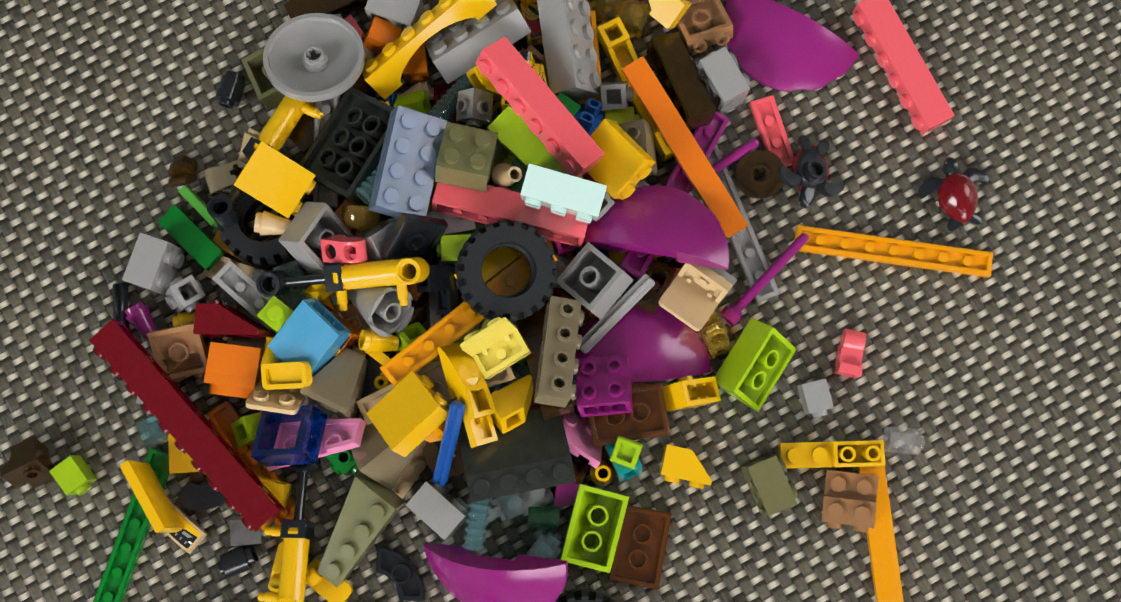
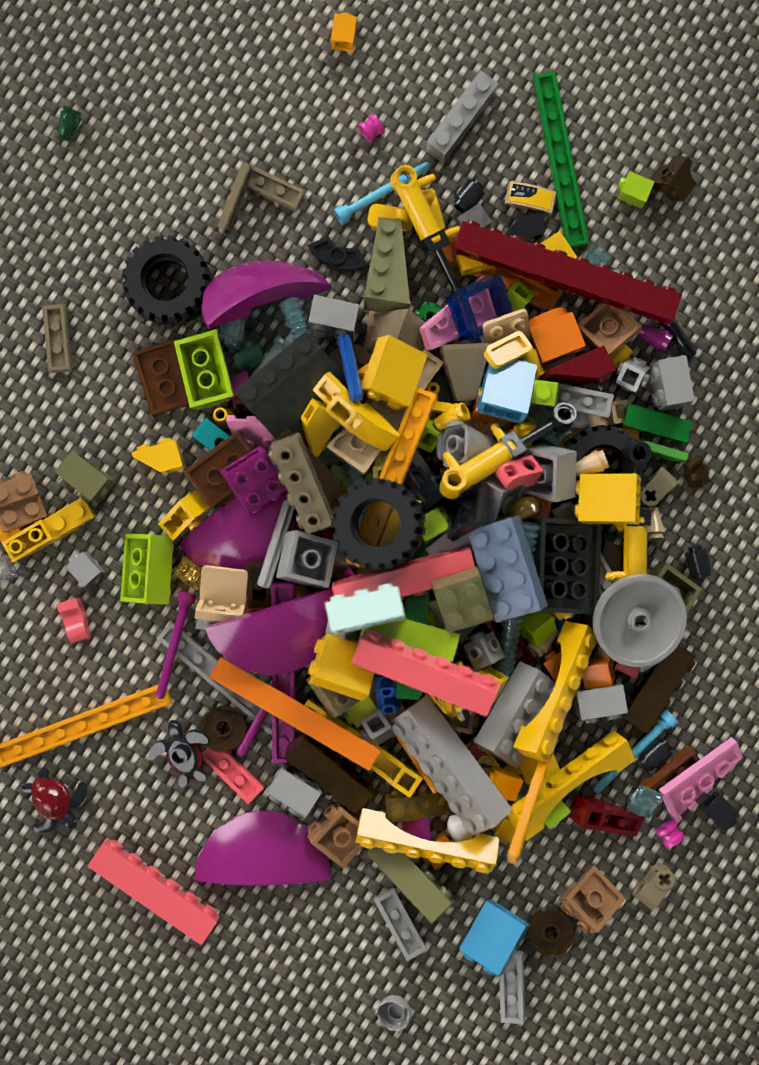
camera: 150 degrees right, 5 degrees up
(151, 497) = (560, 204): yellow tile -> none
(496, 346) = (351, 459): light yellow bracket -> none
(506, 174) = (424, 605): tan cone -> none
(626, 452) = (209, 438): lime tile -> none

